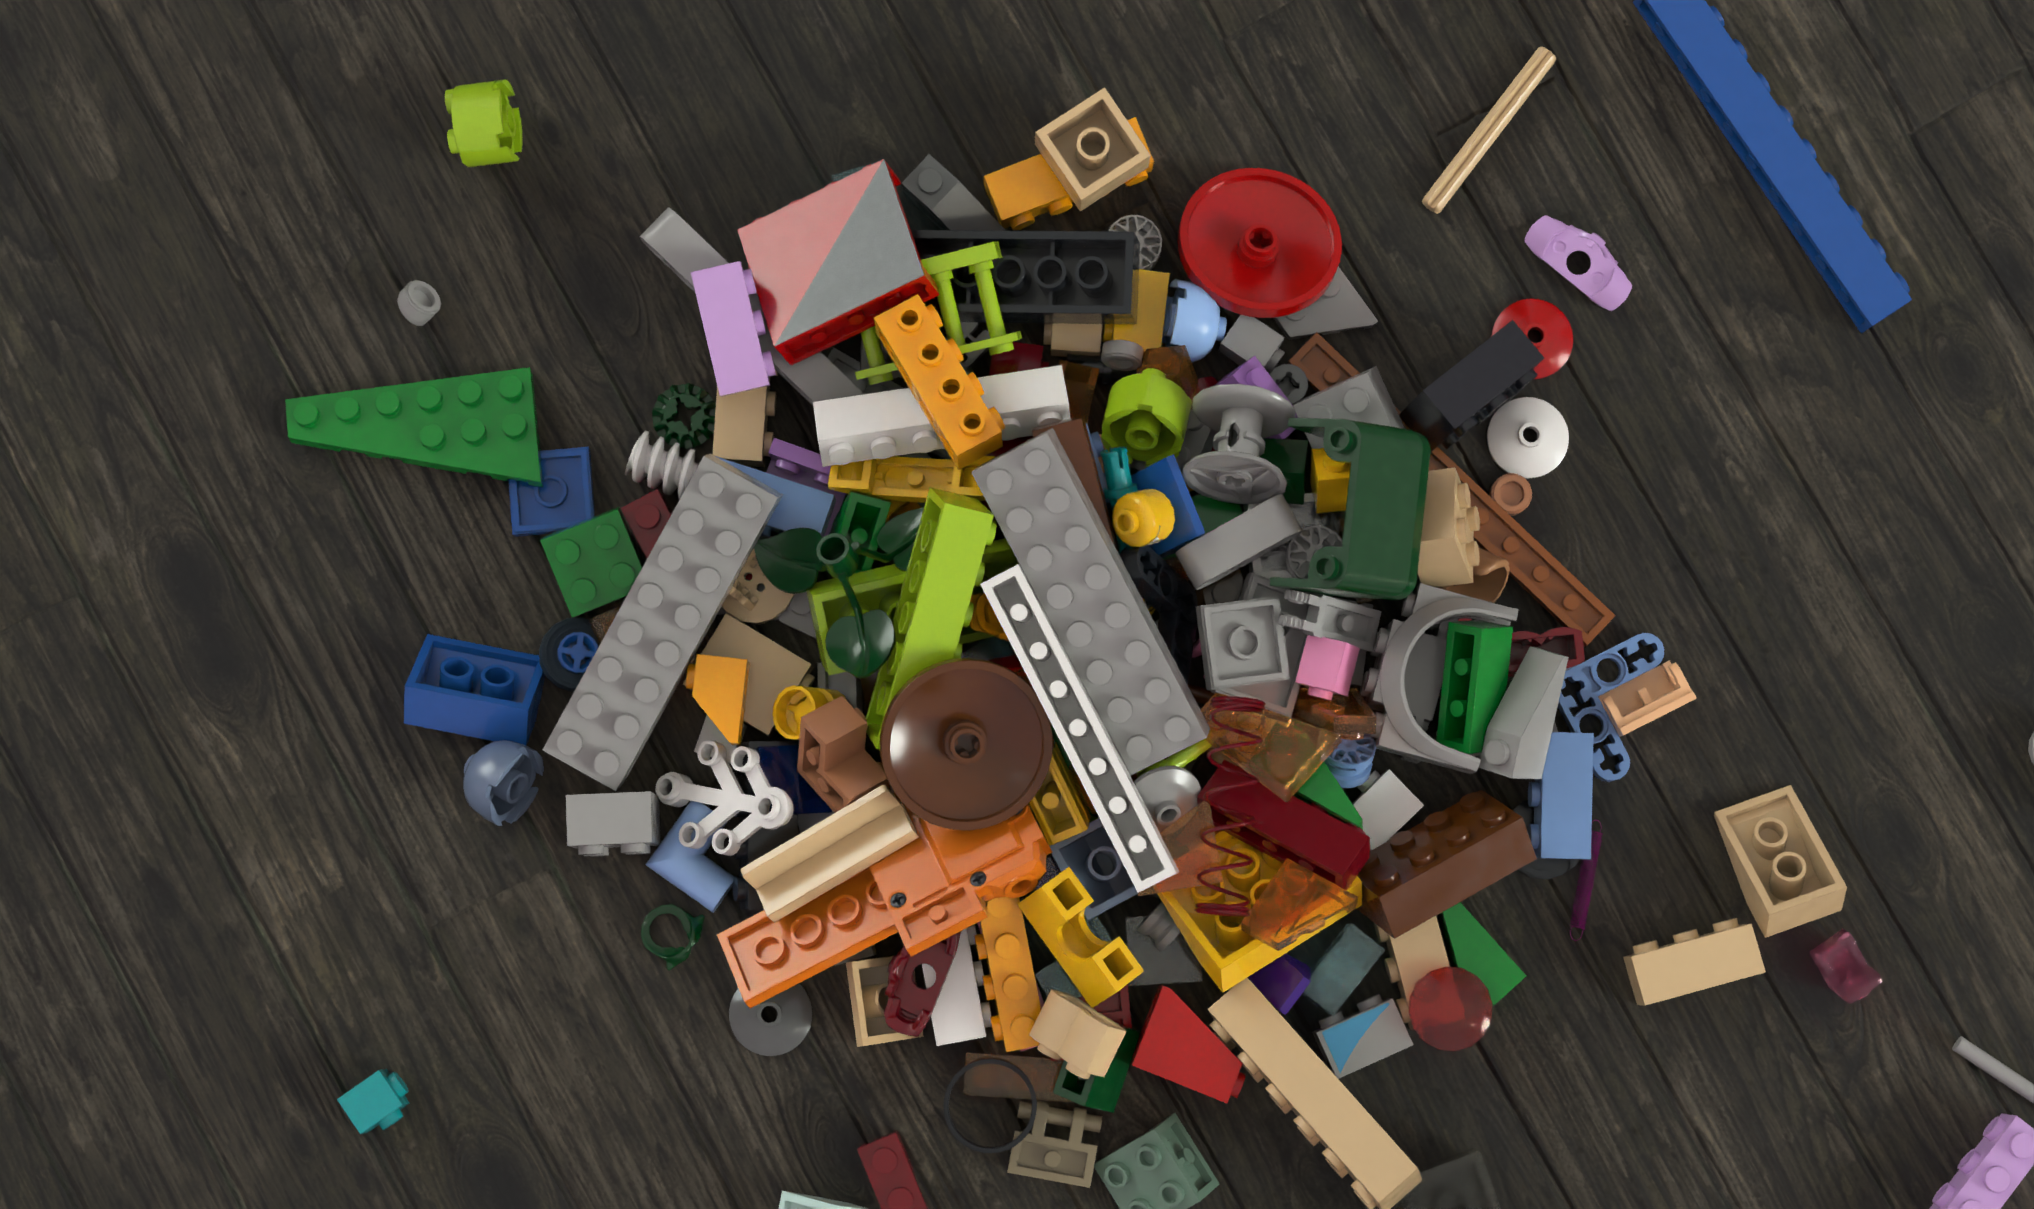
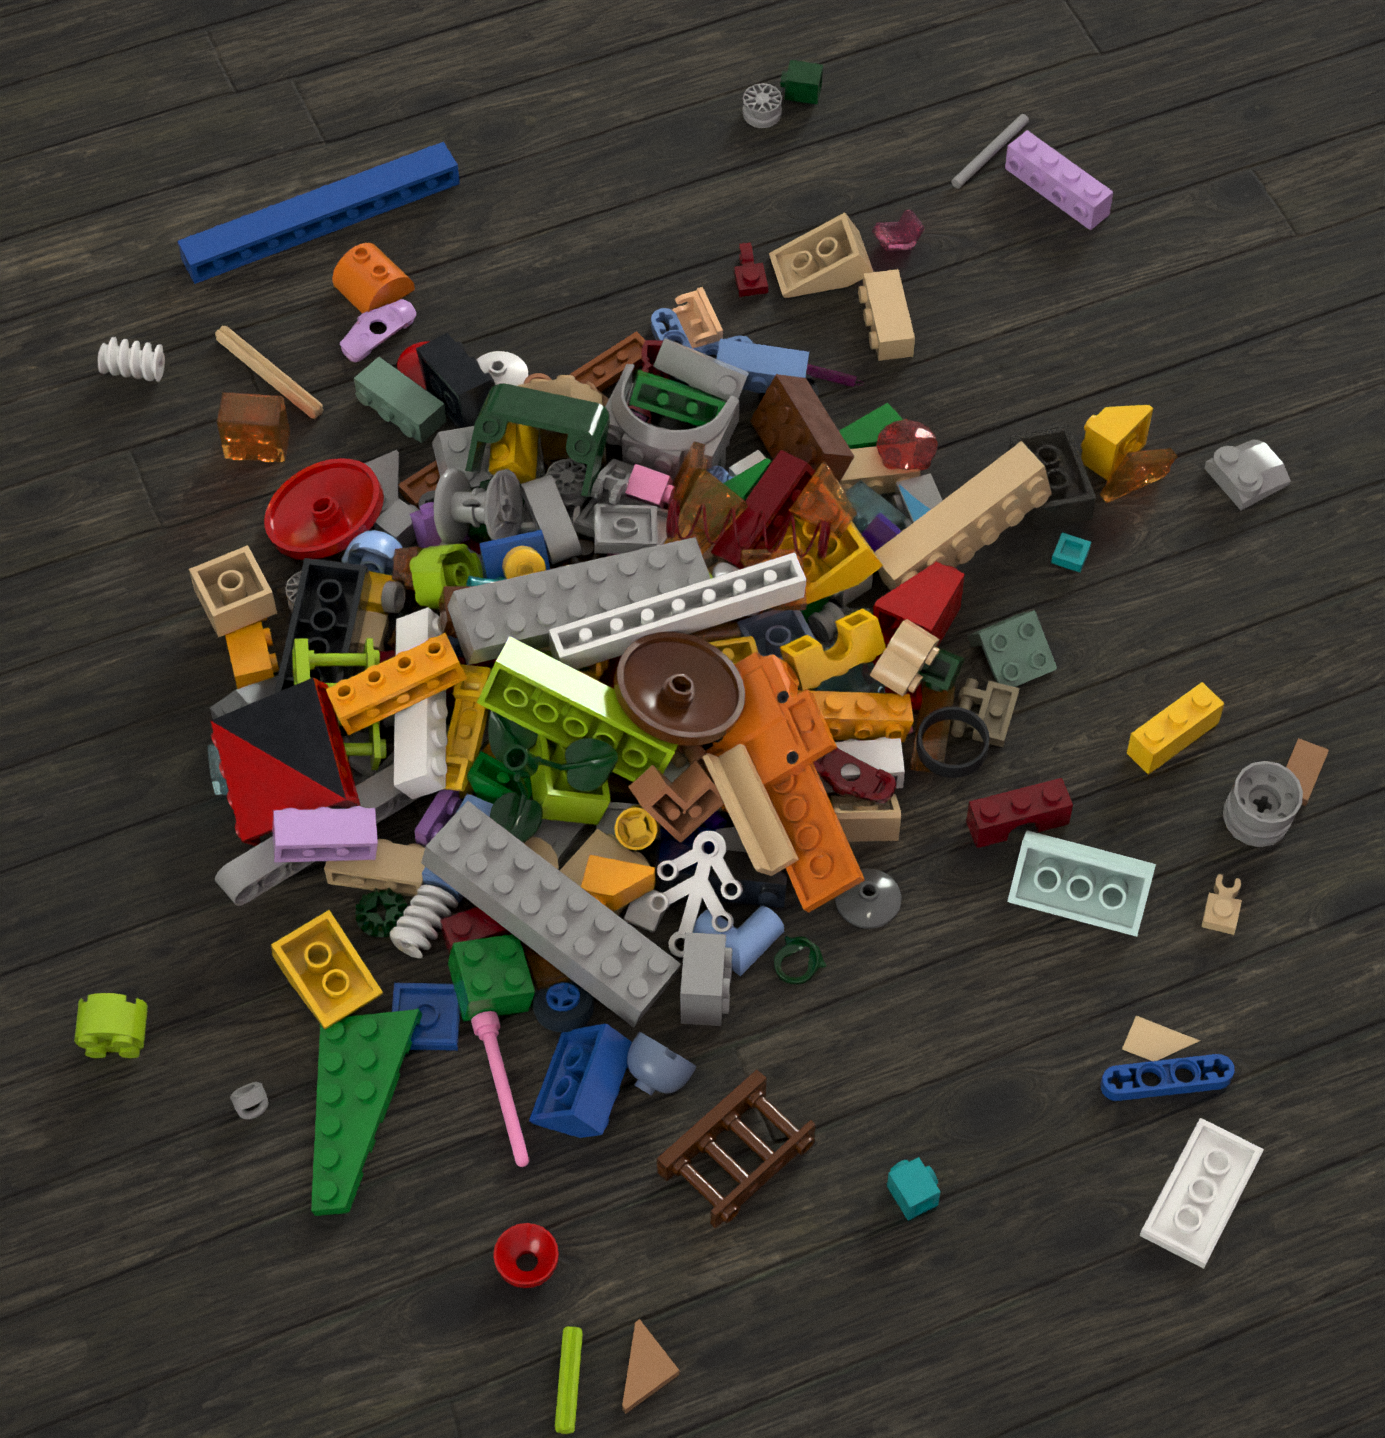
camera: 80 degrees left, 25 degrees down
(110, 723) = (568, 1380): none -> lime axle
(132, 812) = (647, 1368): none -> medium nougat tile
(224, 652) = (523, 1240): none -> red piece
(412, 845) = (727, 1116): none -> reddish brown fence
(534, 568) = (486, 1027): none -> bright pink piece
(584, 363) = (325, 969): none -> yellow slope
(1375, 127) = (253, 427): none -> clear orange brick
(1457, 310) = (399, 400): none -> sand green brick
(1663, 240) = (370, 278): none -> orange brick
(1743, 764) = (749, 276): none -> dark red plate

